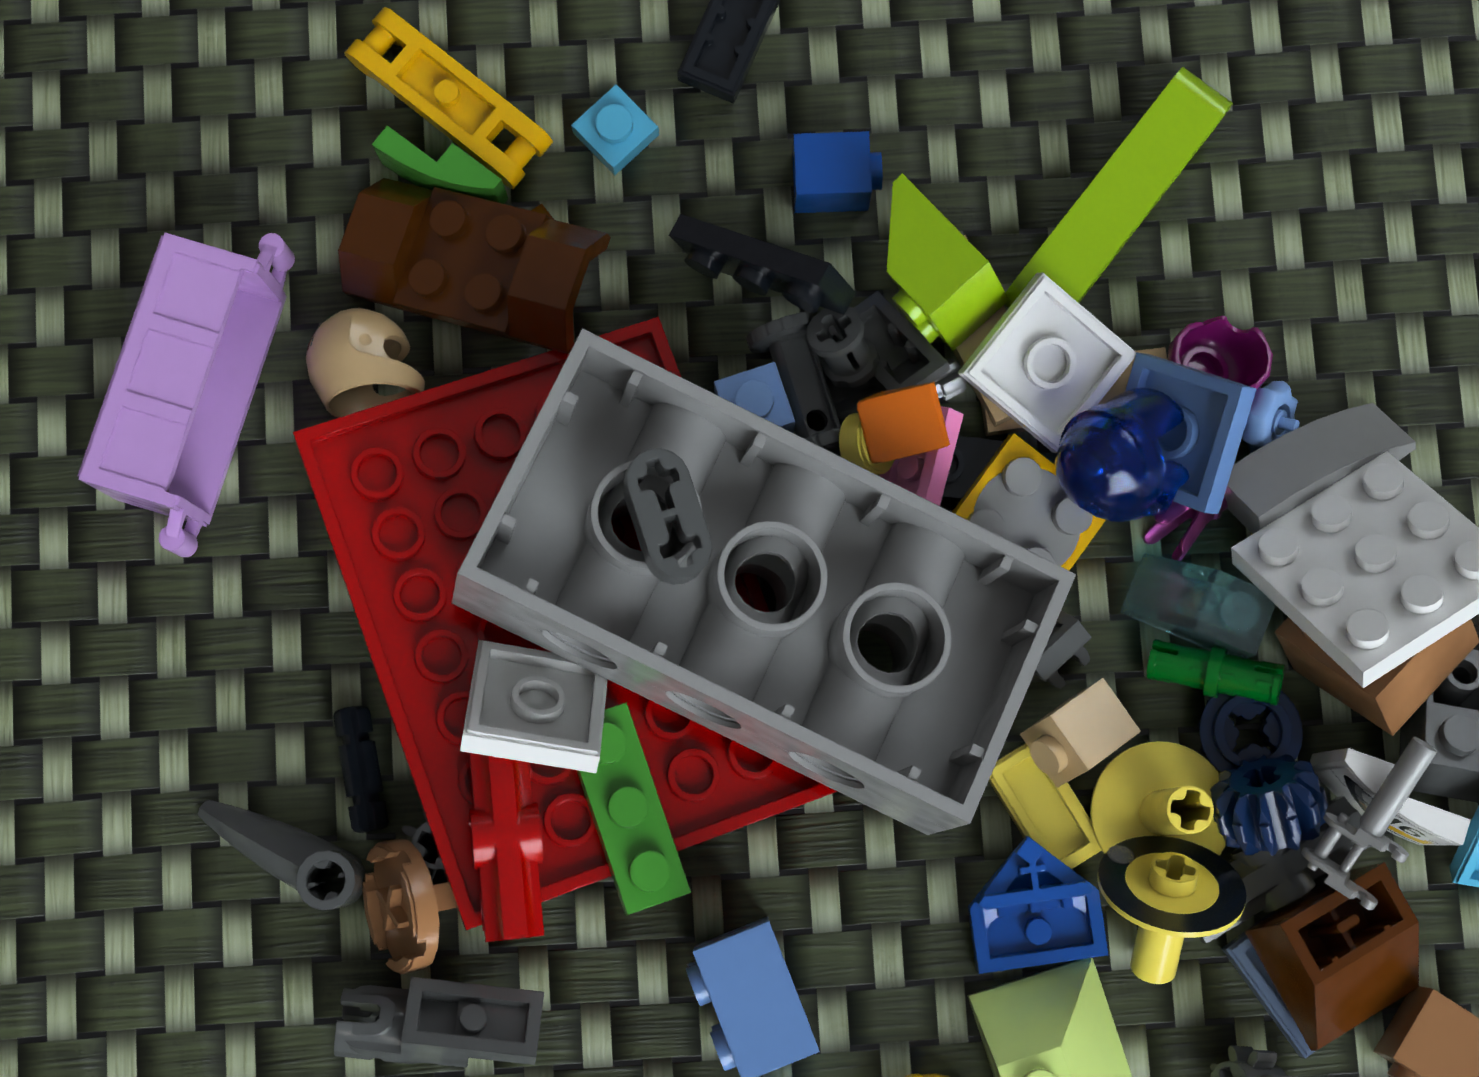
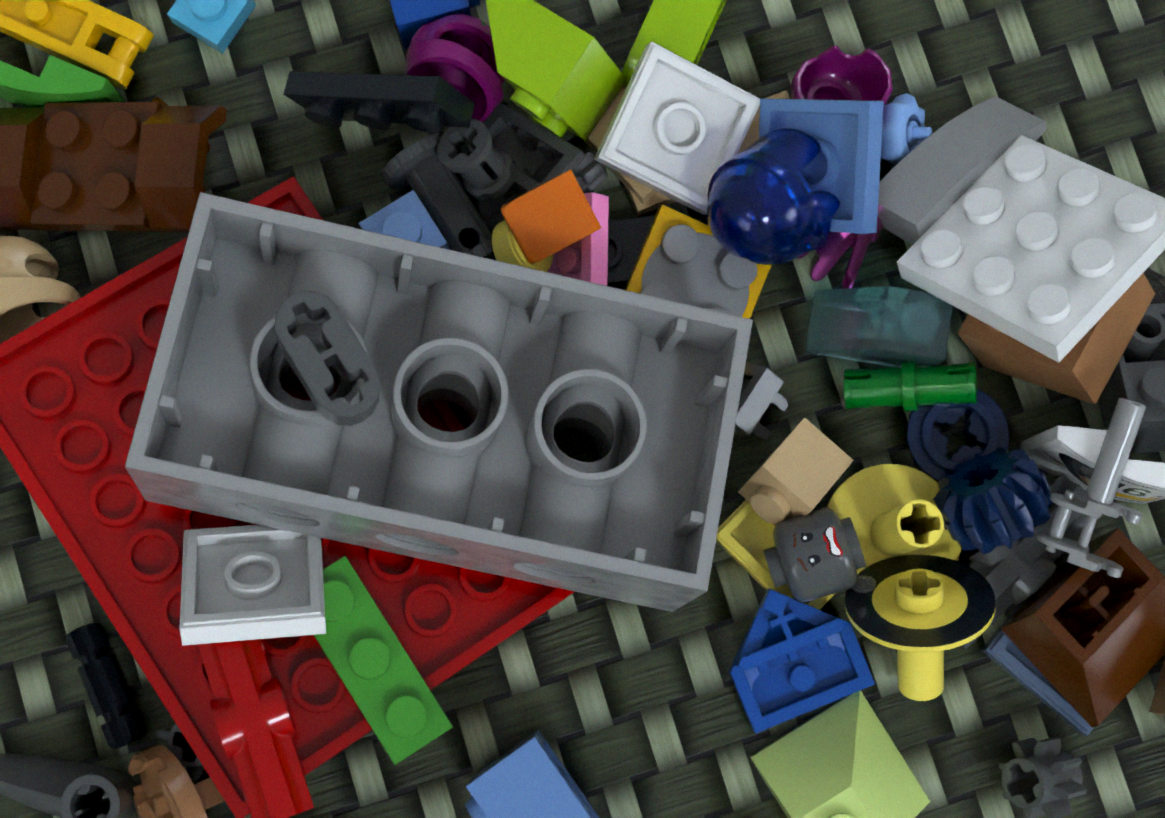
camera: 15 degrees left, 0 degrees up
(852, 238) = (463, 55): none -> magenta helmet
(1080, 814) = (815, 555): none -> dark grey head

